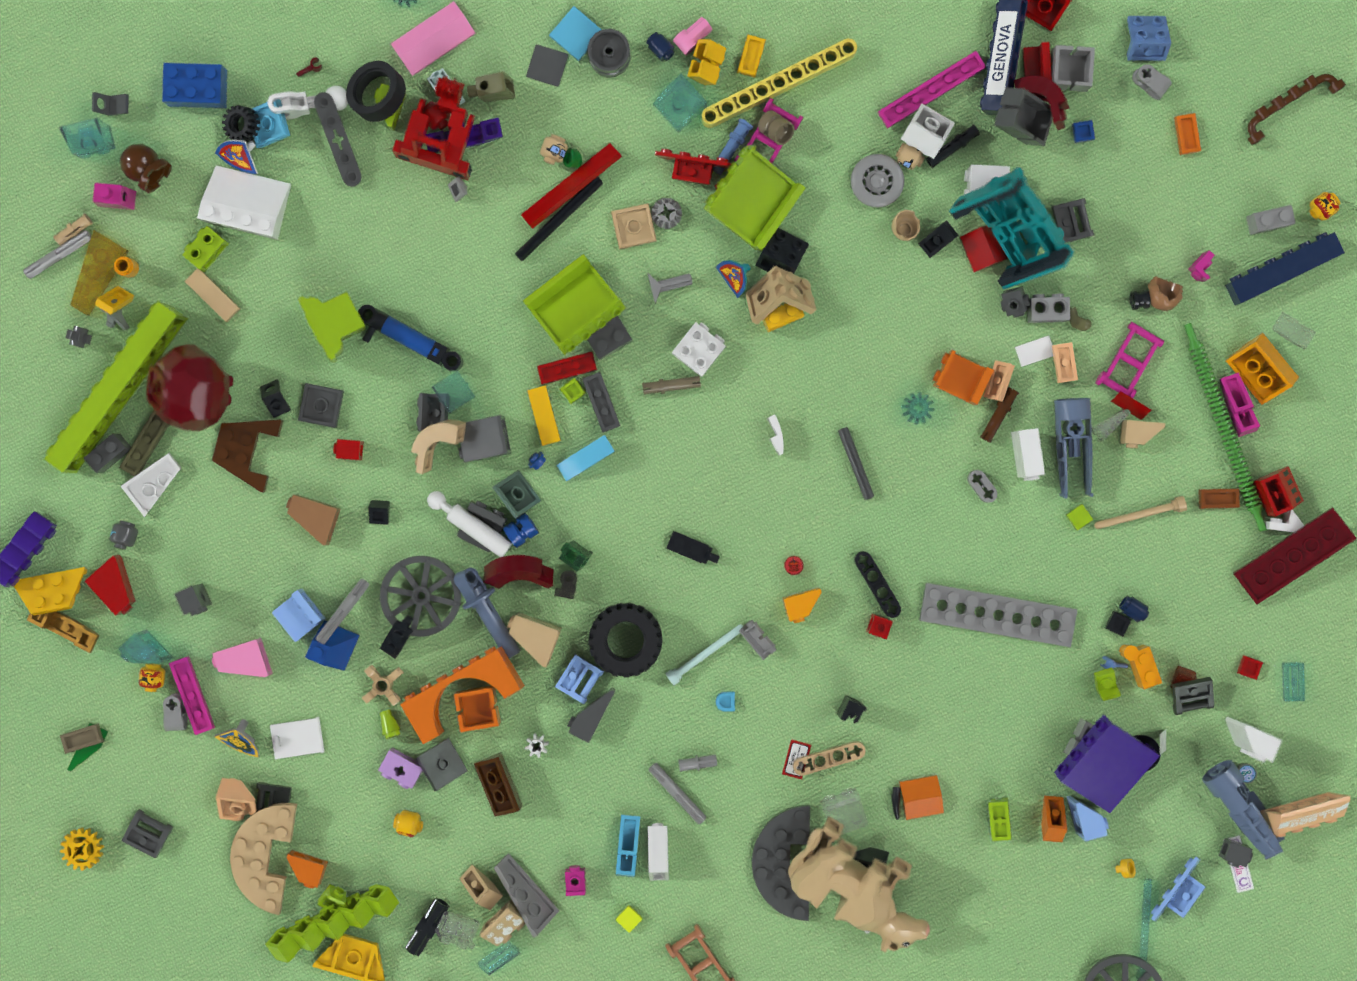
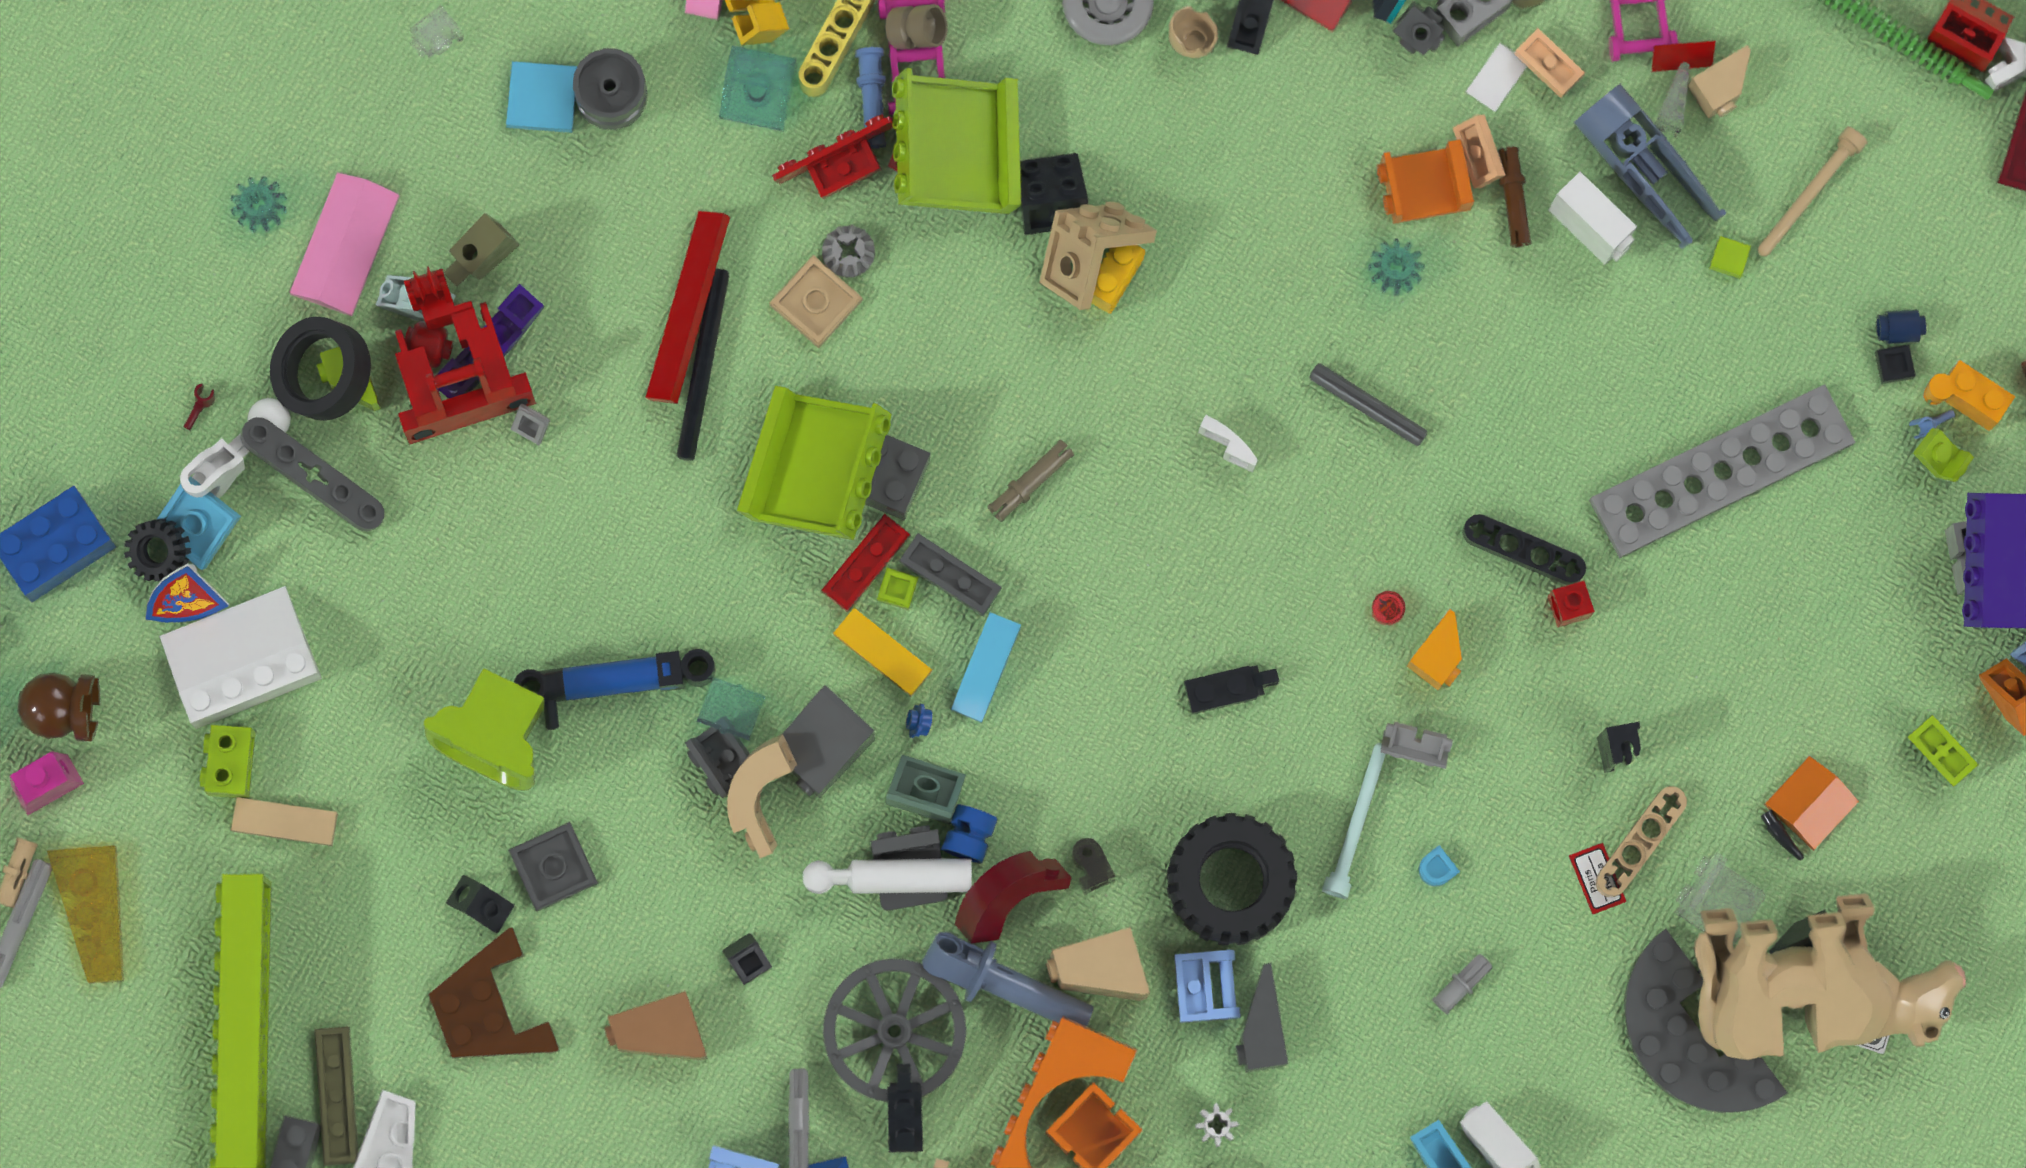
camera: 45 degrees left, 10 degrees down
(78, 336) = (133, 1017): dark grey gear -> none
(112, 305) = (151, 932): yellow piece -> none
(126, 267) = (125, 862): light orange brick -> none
(189, 388) = (355, 965): dark red rock -> none
(348, 449) = (639, 898): red brick -> none
(547, 65) = (532, 168): dark grey sticker -> none
(553, 149) = (627, 274): tan head -> none
(568, 556) = (1062, 824): clear green brick -> none
(572, 158) = (661, 268): green tile -> none
(660, 46) = (674, 31): dark blue brick -> none
(668, 284) = (912, 358): light grey piece -> none
(676, 792) = (1466, 1048): light grey axle -> none
(699, 348) = (1033, 402): white brick -> none
(734, 275) = (1007, 266): shield -> none
(985, 483) = (1562, 318): light grey beam -> none
(1219, 498) = (1899, 95): dark orange tile -> none

